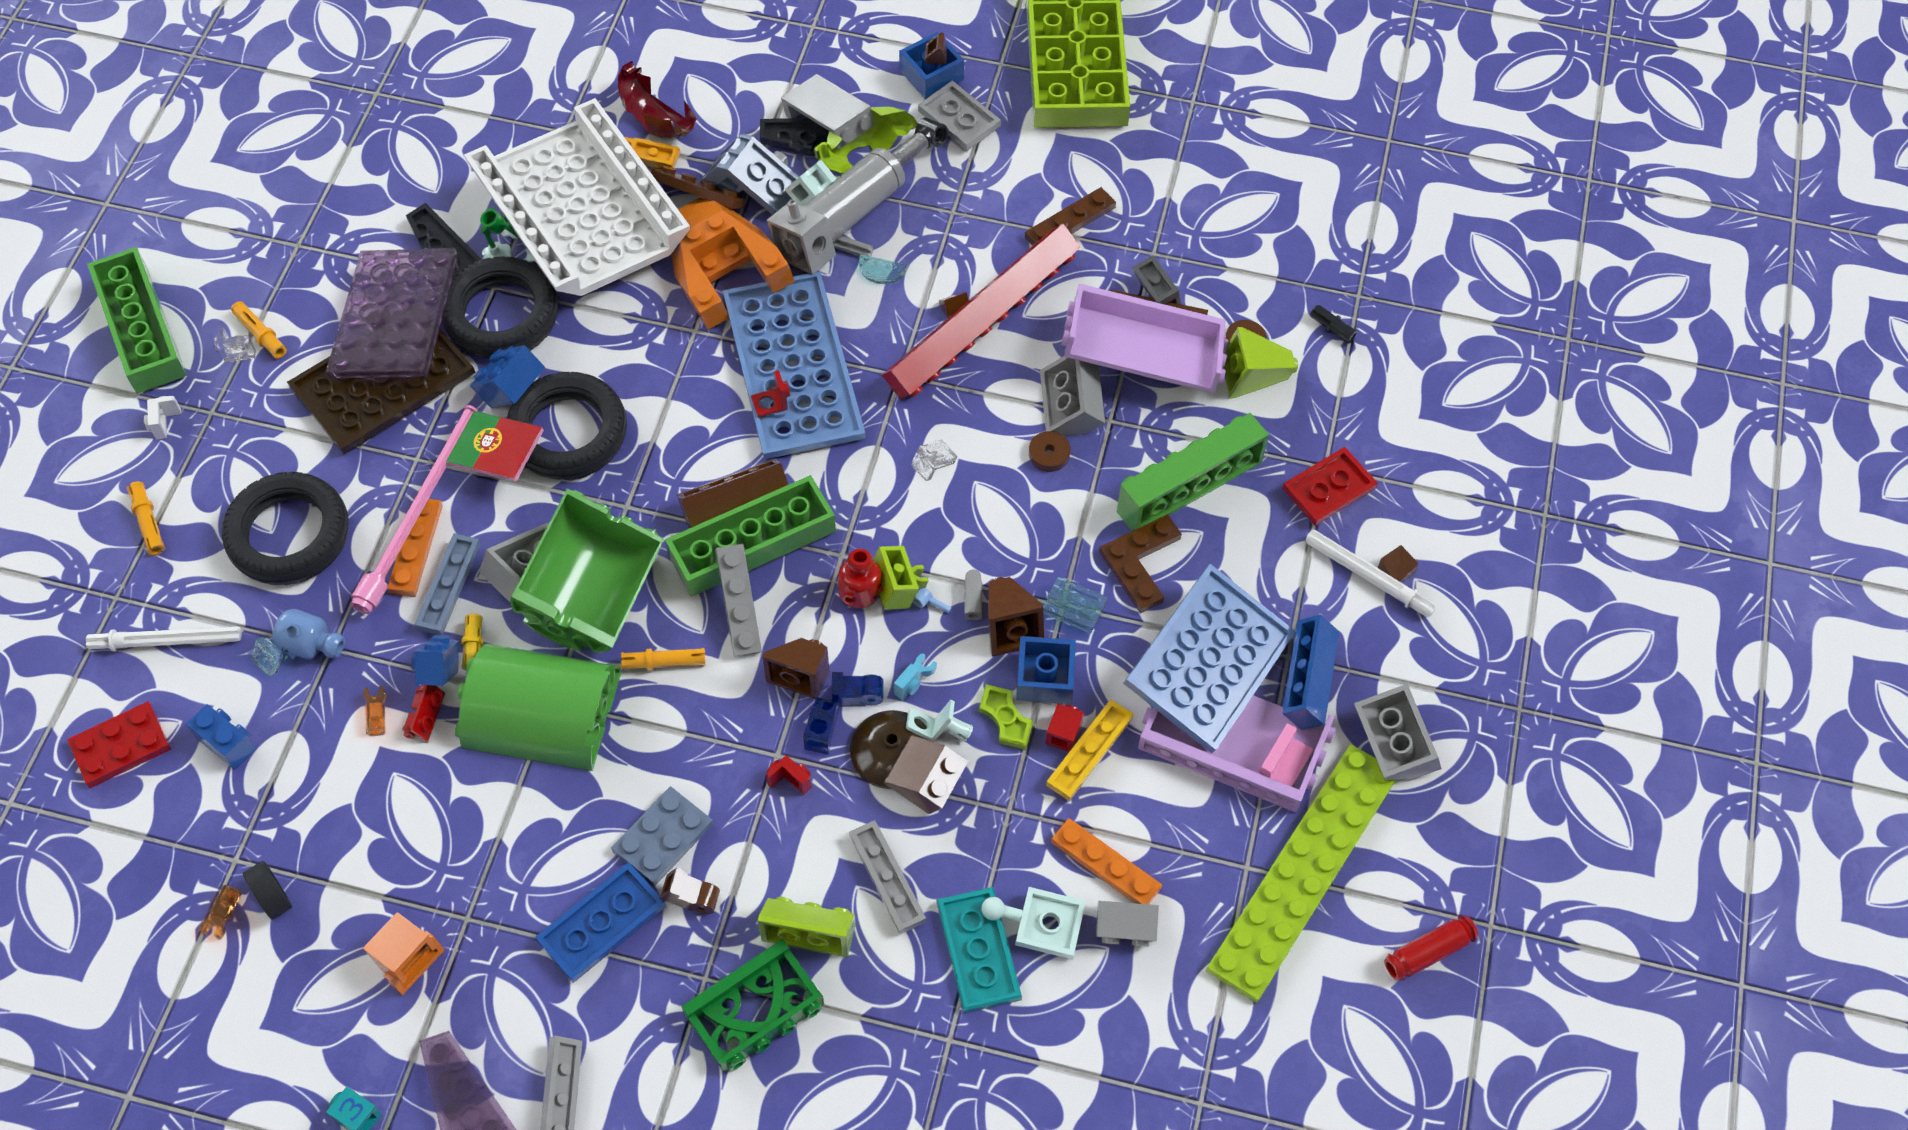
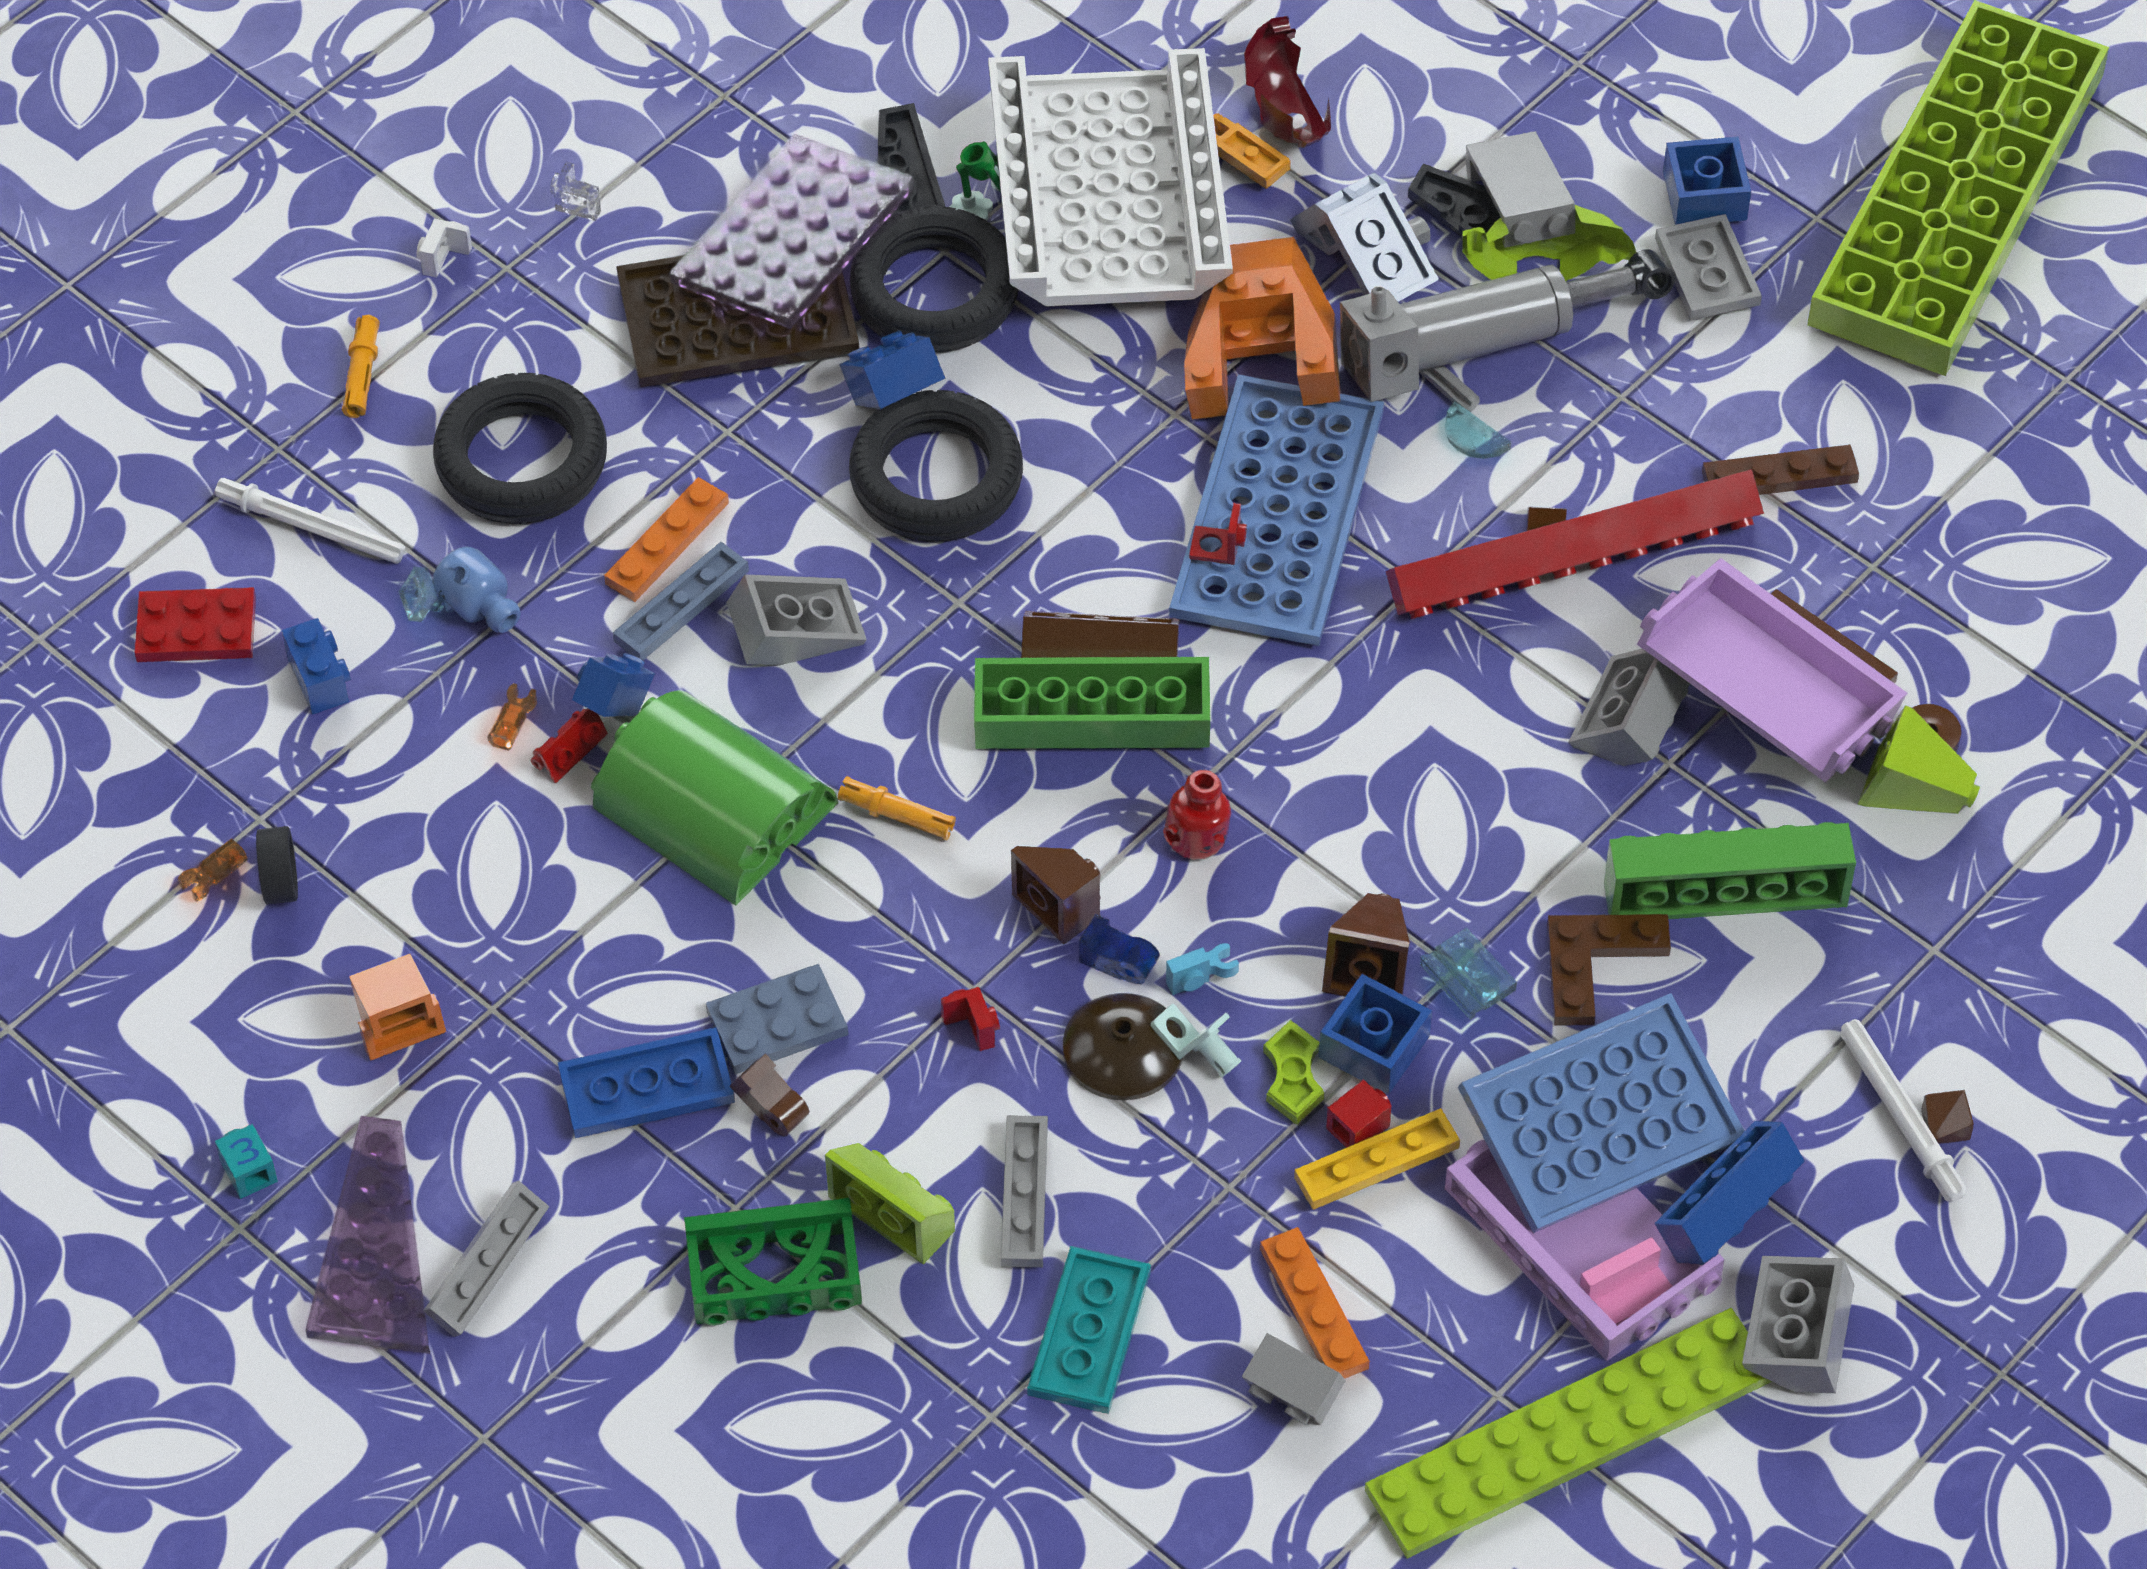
camera: 30 degrees right, 5 degrees down
(136, 320) = (472, 112): bright green brick -> none
(264, 336) = (619, 196): light orange pin -> none
(472, 637) = (679, 673): yellow pin -> none
(476, 444) = (809, 443): flag -> none
(585, 574) = (849, 655): bright green cylinder -> none
(706, 190) = (1288, 229): reddish brown plate -> none
(738, 600) = (1027, 773): light grey plate -> none
(810, 183) = (1431, 276): light aqua brick -> none
(821, 725) = (1047, 974): clear blue leg -> none
(898, 577) = (1251, 836): lime brick -> none
(925, 596) = (1274, 877): light blue hand -> none
(925, 773) = (1142, 1087): slope -> none
(932, 457) = (1392, 706): clear bracket -> none
(936, 50) = (1718, 162): reddish brown slope -> none
(973, 595) = (1344, 896): light grey bar -> none
(1031, 931) = (1187, 1313): light aqua plate -> none
(1049, 461) = (1561, 752): reddish brown piece -> none
(1156, 281) = (1842, 603): dark grey panel -> none
(1329, 486) = (1919, 974): red plate -> none
(1333, 324) = (2069, 765): black axle -> none

